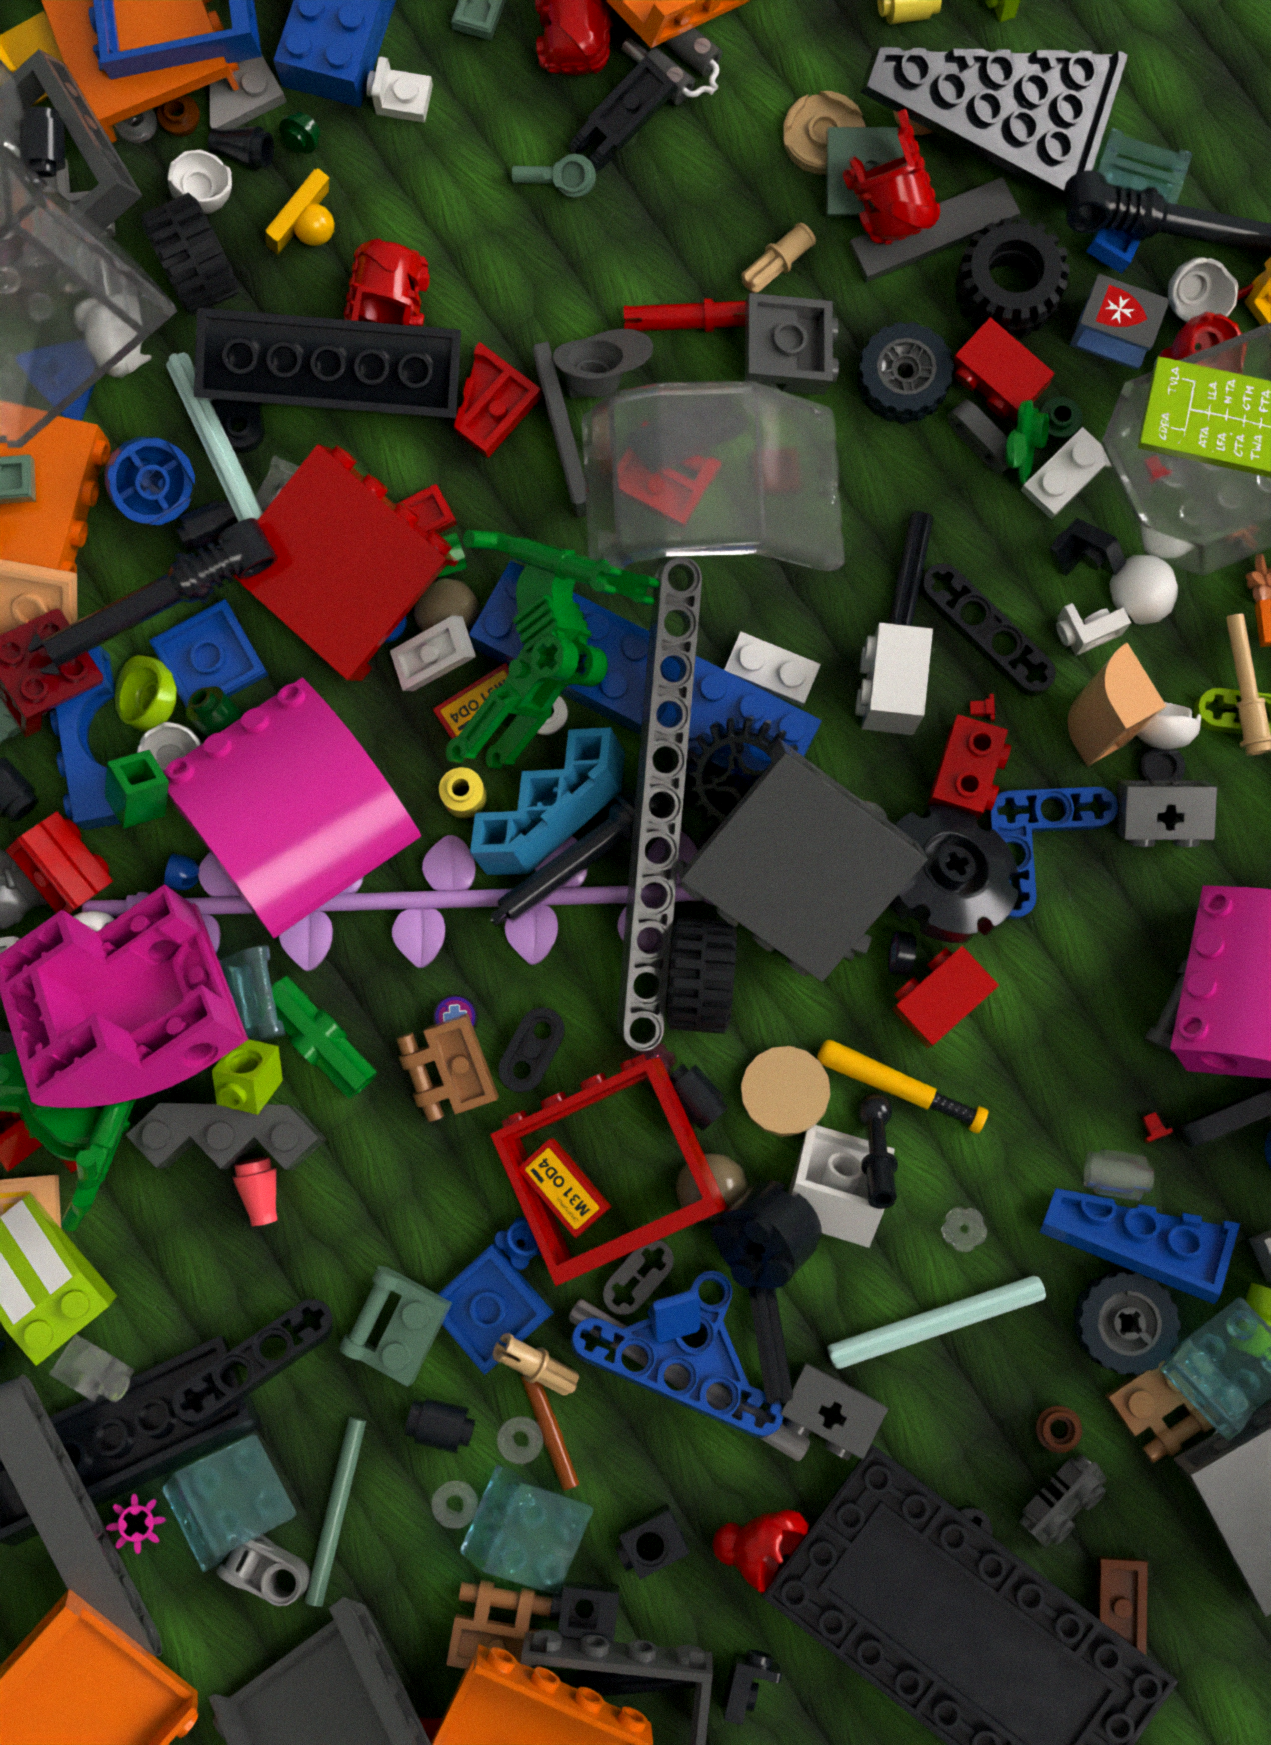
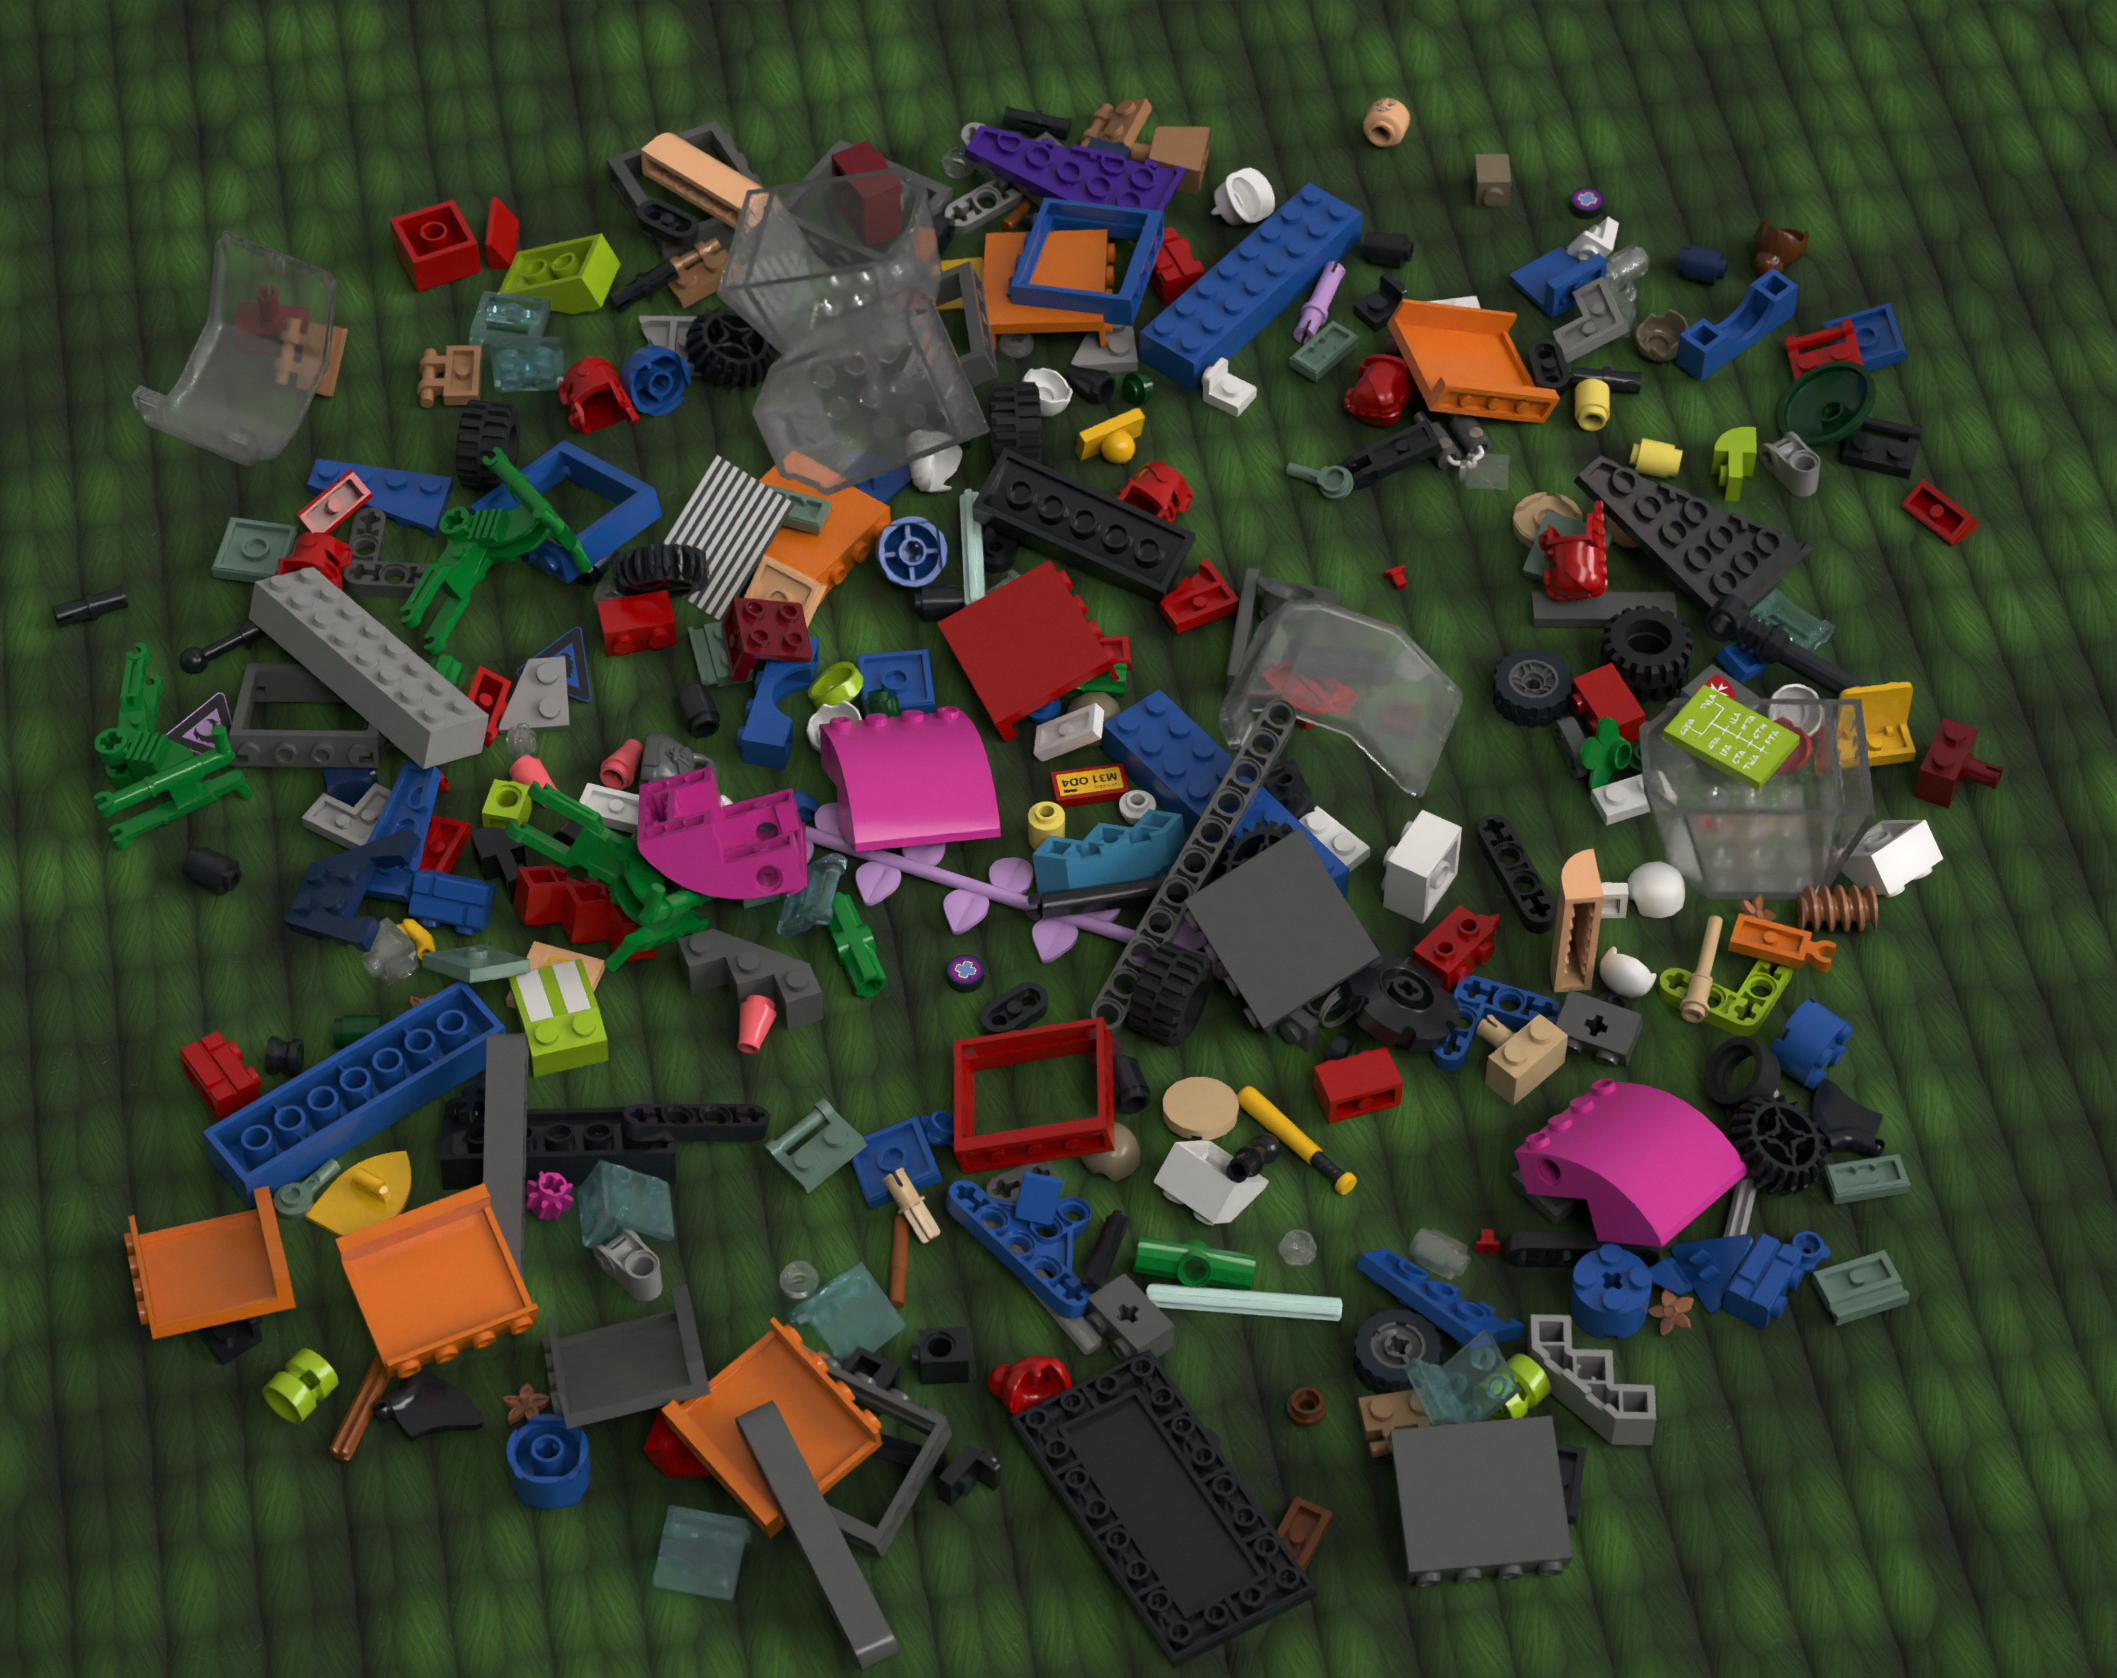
camera: 20 degrees right, 30 degrees down
(42, 141) = (950, 307): black brick -> none
(60, 864) = (718, 747): red brick -> none
(92, 1371) = (569, 1084): clear brick -> none
(136, 788) = (802, 724): green brick -> none
(183, 124) = (1051, 350): reddish brown plate -> none
(241, 551) = (958, 610): black piece -> none
(247, 1076) = (789, 933): lime brick -> none
(335, 1511) = (704, 1252): sand green bar -> none
(439, 1425) = (815, 1220): black brick -> none
(459, 1063) = (953, 1000): medium nougat plate -> none
(506, 1443) = (870, 1248): clear plate -> none
(552, 637) = (1162, 736): green piece -> none
(564, 1187) = (993, 1097): tile -> none
(685, 316) = (1393, 601): red pin -> none
(693, 277) = (1396, 577): none -> red piece
(718, 642) = (1290, 788): none -> black brick
(732, 94) = (1485, 471): none -> clear bracket
(767, 1235) = (1136, 1175): black brick -> none
(778, 258) = (1469, 584): tan axle -> none
(790, 342) = (1451, 633): dark grey plate -> none
(869, 1307) = (1169, 1259): none -> green piece
(911, 568) = (1481, 806): black axle -> none
(1085, 1491) = (1286, 1442): dark grey hinge -> none
(1086, 544) = (1619, 840): black bracket -> none
(1100, 880) = (1522, 1057): none -> tan brick

